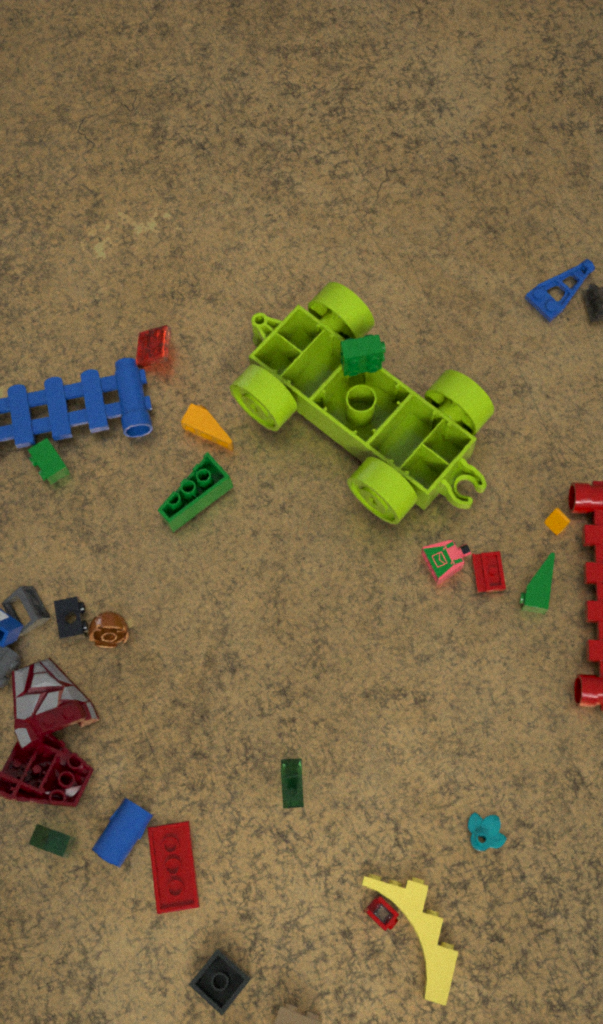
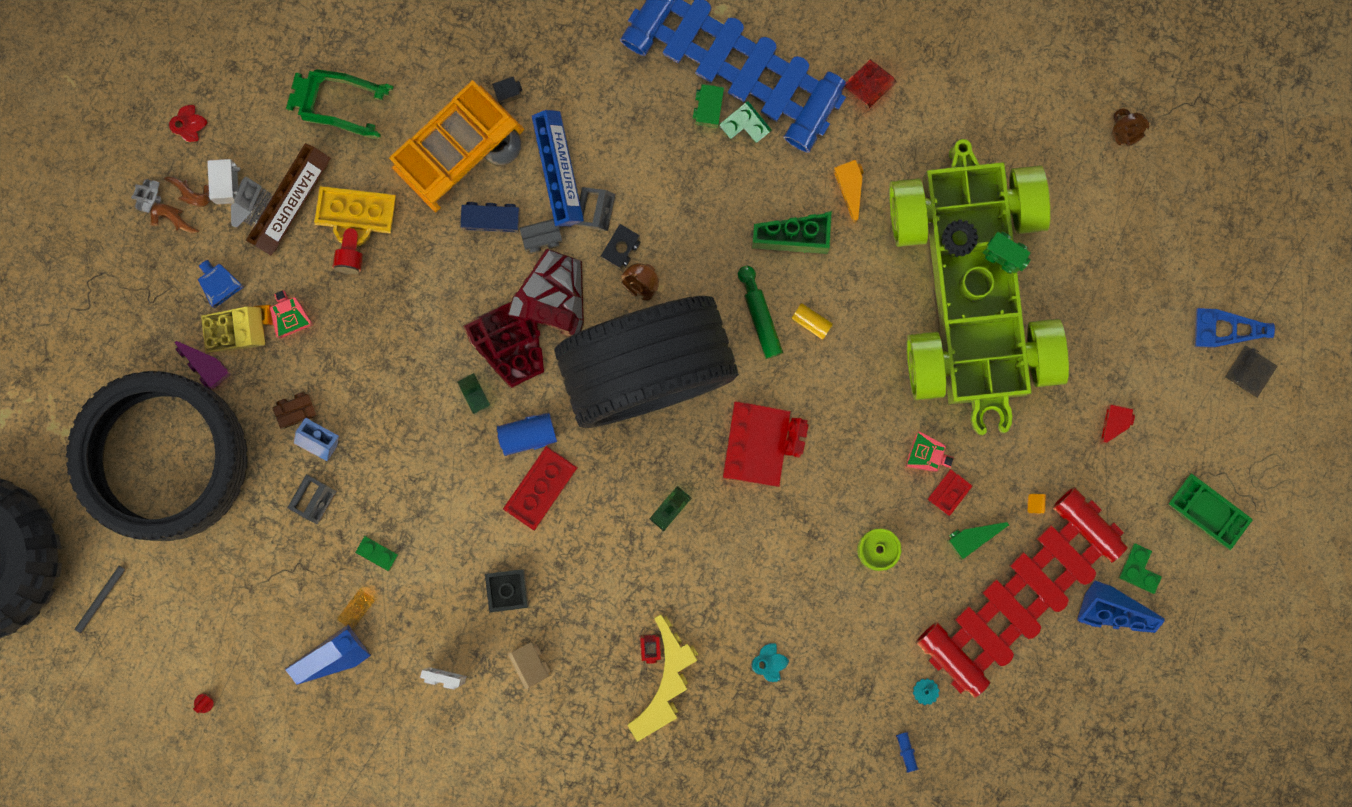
camera: 35 degrees right, 15 degrees up
(83, 444) = (745, 118): none -> plate
(160, 676) = (646, 361): none -> black tyre
(223, 572) = (760, 313): none -> green piece
(267, 543) = (812, 321): none -> yellow brick
(311, 671) = (756, 444): none -> red slope
(317, 388) = (965, 227): none -> black tyre
(331, 631) = (797, 428): none -> red hinge
(361, 222) = (1129, 128): none -> reddish brown tile
(490, 655) = (890, 553): none -> lime wheel
(551, 415) = (1116, 422): none -> red slope

